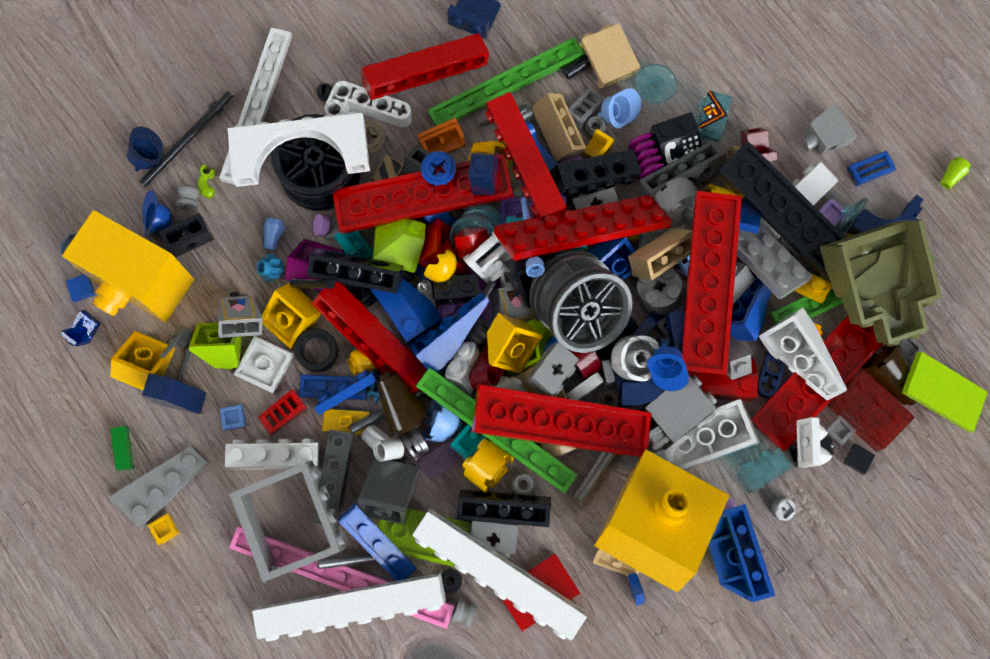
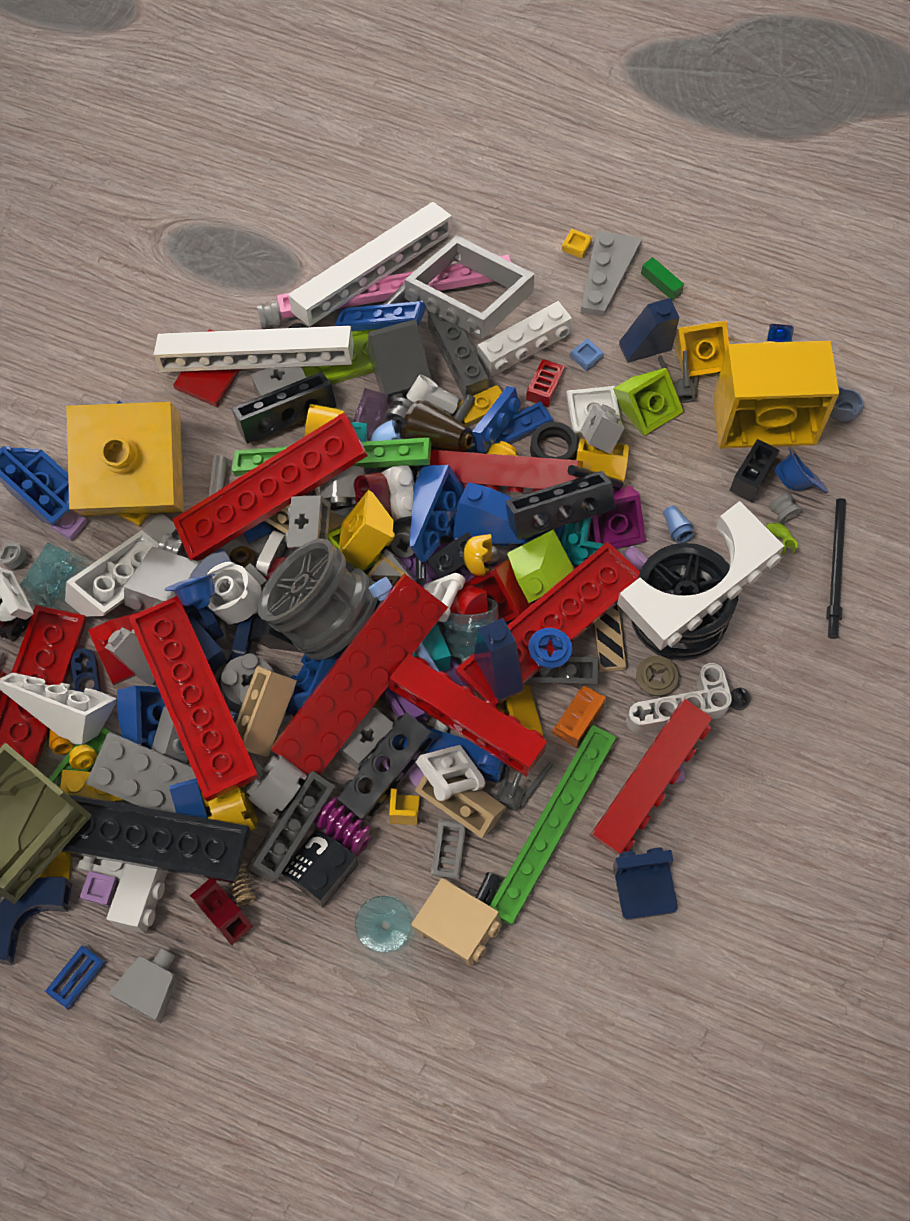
camera: 150 degrees right, 10 degrees down
(144, 148) = (866, 528): dark blue piece -> none
(238, 316) = (648, 426): light grey torso -> none
(262, 86) = (802, 652): white plate -> none
(270, 268) = (653, 489): dark azure gear -> none
(274, 329) = (602, 428): none -> light grey brick
(523, 477) = (278, 437): light grey plate -> none
(559, 142) = (448, 764): none -> white plate
(595, 120) = (422, 826): light grey plate -> none
(621, 108) = (406, 864): light blue piece -> none
(713, 115) = (294, 923): clear light blue brick -> none
(804, 301) = (82, 757): none -> yellow plate
(850, 213) = (74, 890): clear light blue dish -> none

